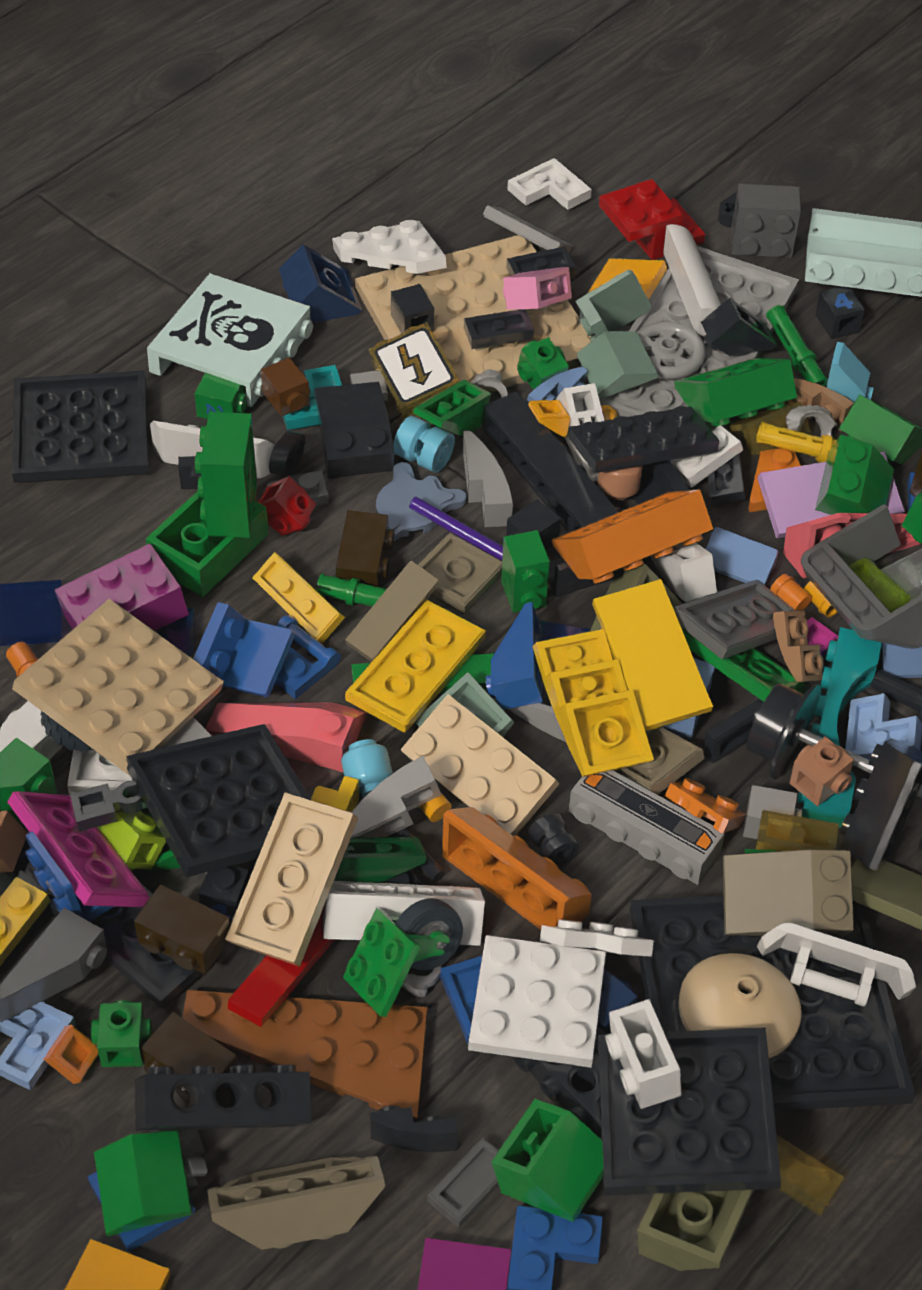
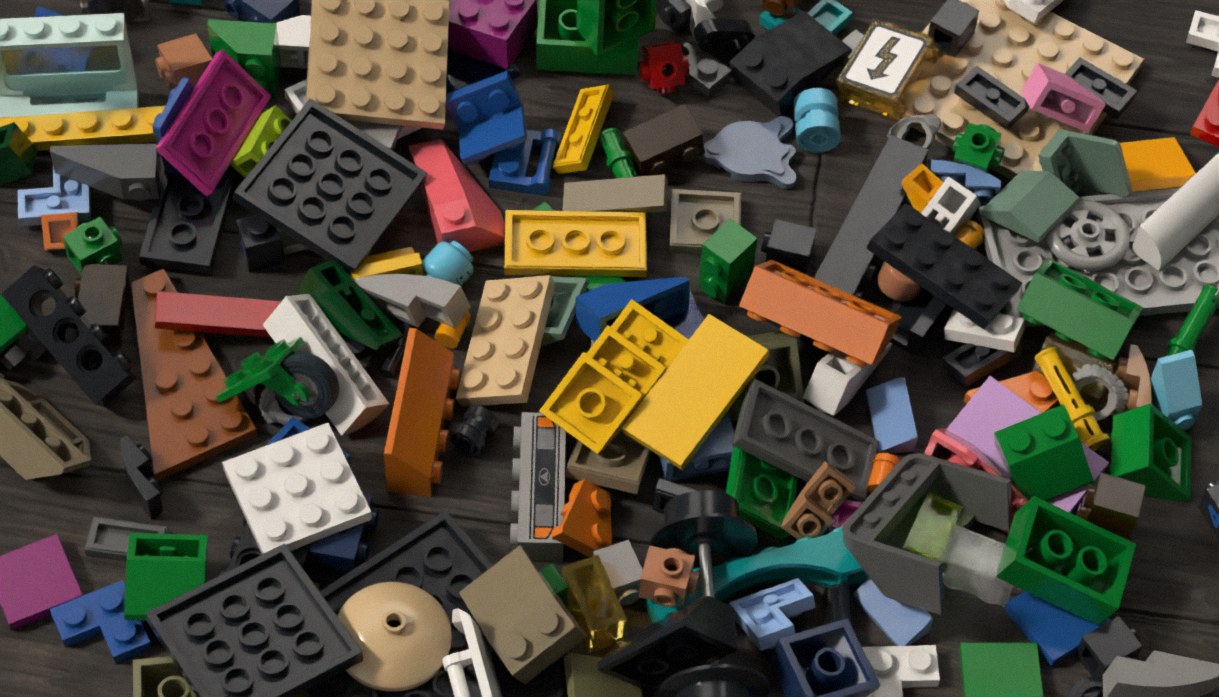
camera: 55 degrees right, 5 degrees up
(99, 805) = (259, 109): black plate -> none
(182, 929) = (198, 229): dark brown brick -> none
(292, 879) = (280, 265): tan plate -> none
(456, 408) = (856, 115): green slope -> none
(457, 528) = (747, 191): dark purple bar -> none
(486, 482) = (814, 185): light grey slope -> none
(524, 228) = (1149, 58): light grey tile -> none
(598, 936) = (393, 509): white plate -> none
(645, 1054) = (266, 572): white brick -> none
(736, 330) = (1155, 274): black slope -> none

